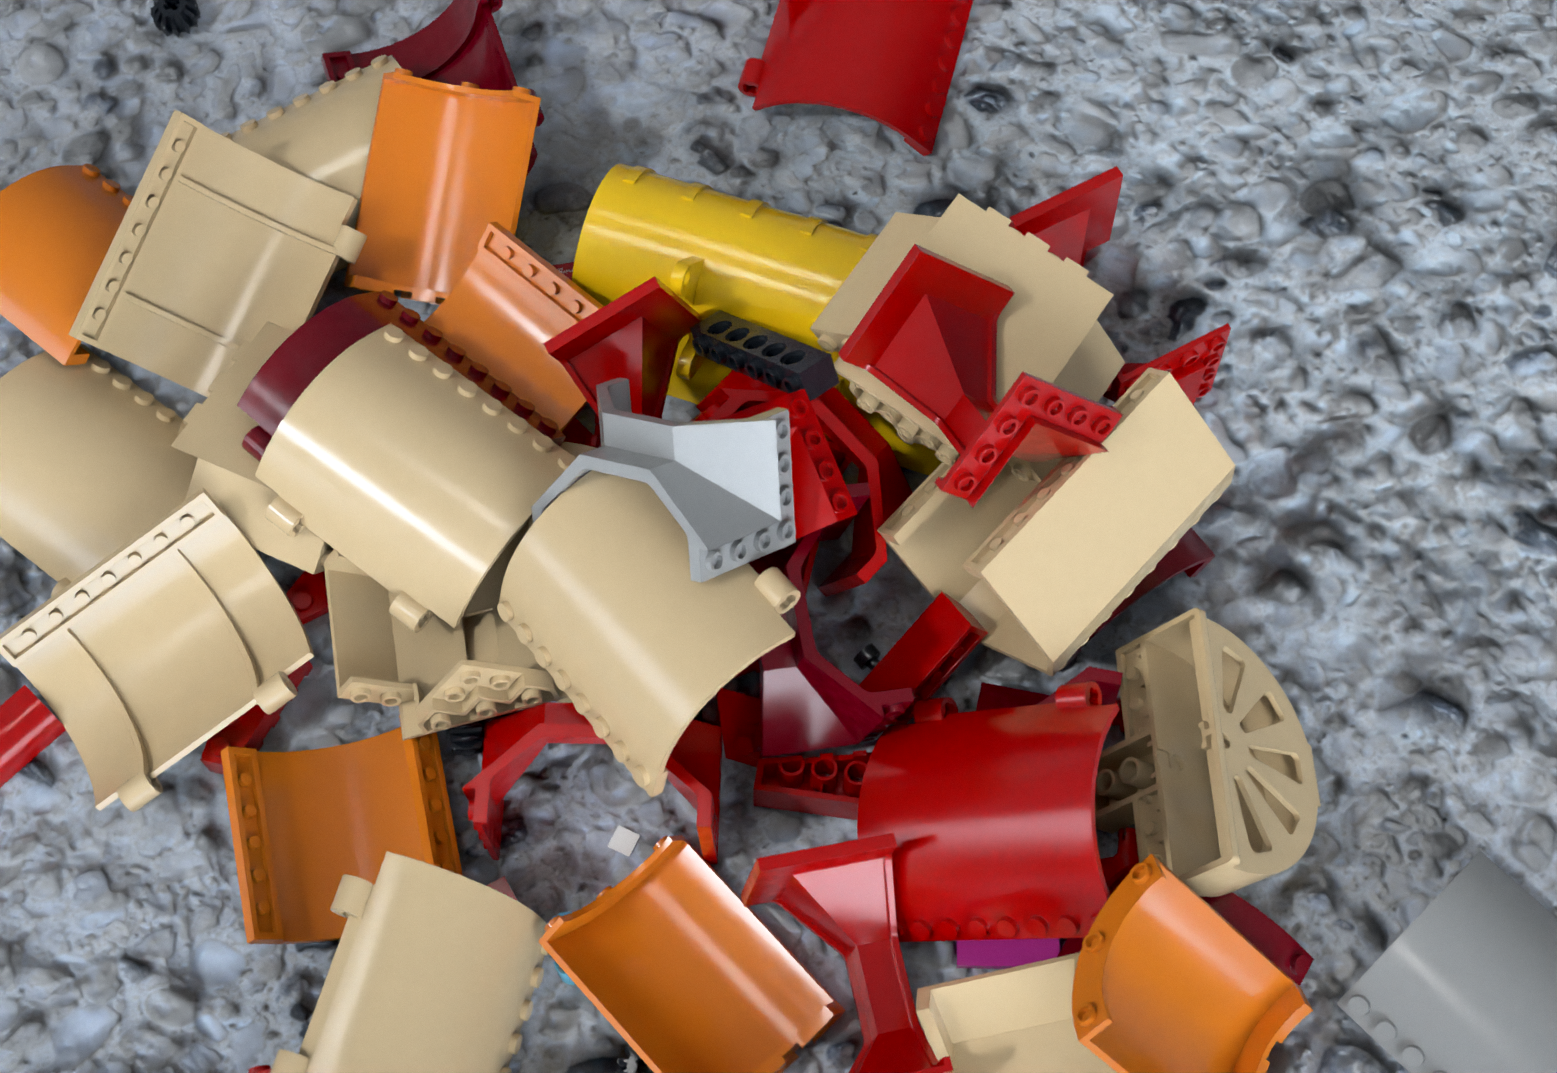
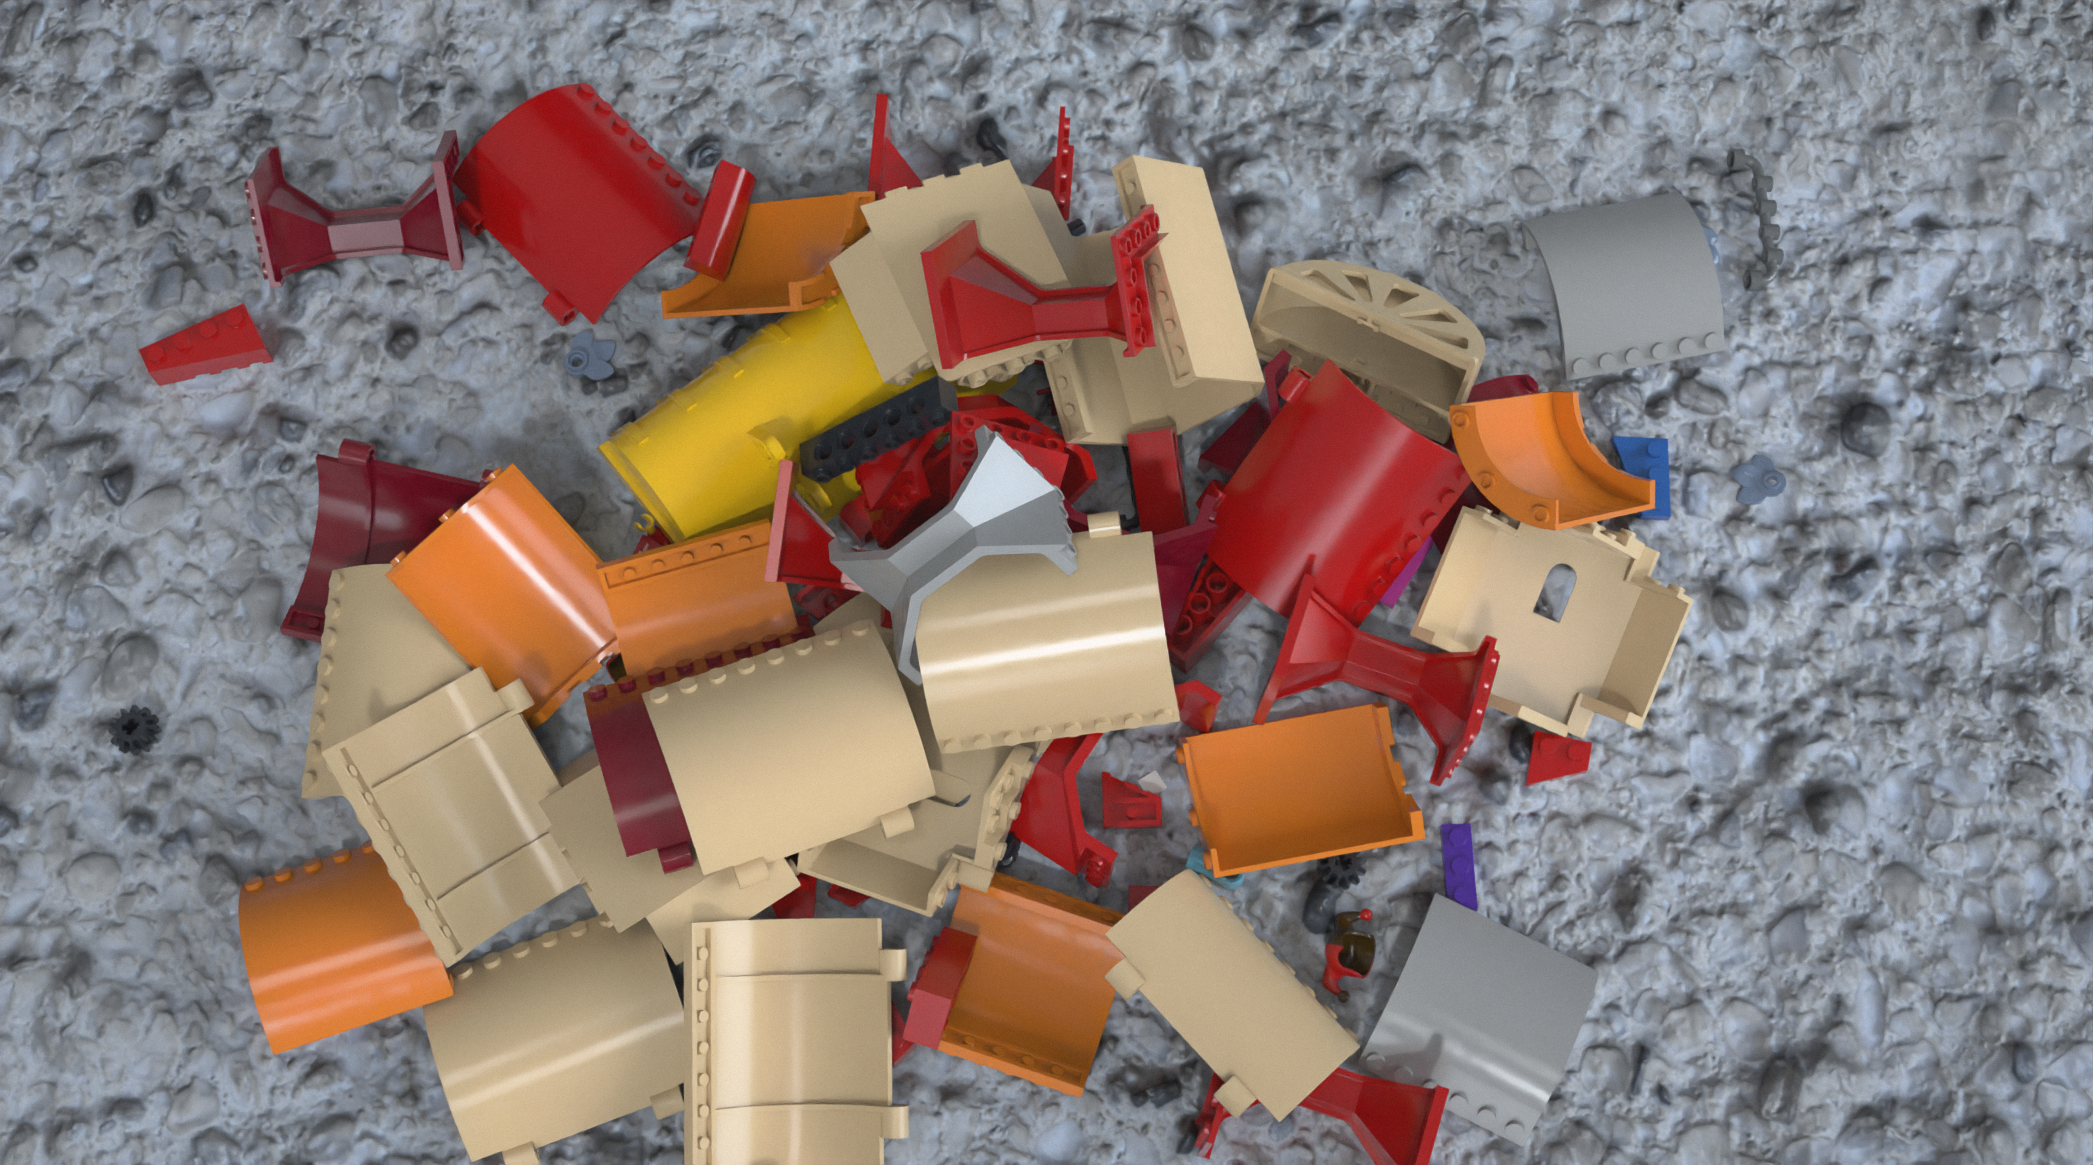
camera: 65 degrees left, 5 degrees up
(289, 750) = (938, 986): none -> red wedge
(584, 828) = (1128, 806): none -> red wing
(728, 127) = (592, 354): none -> sand blue plate
(868, 191) = (778, 259): none -> orange panel
(916, 138) = (720, 221): none -> red brick

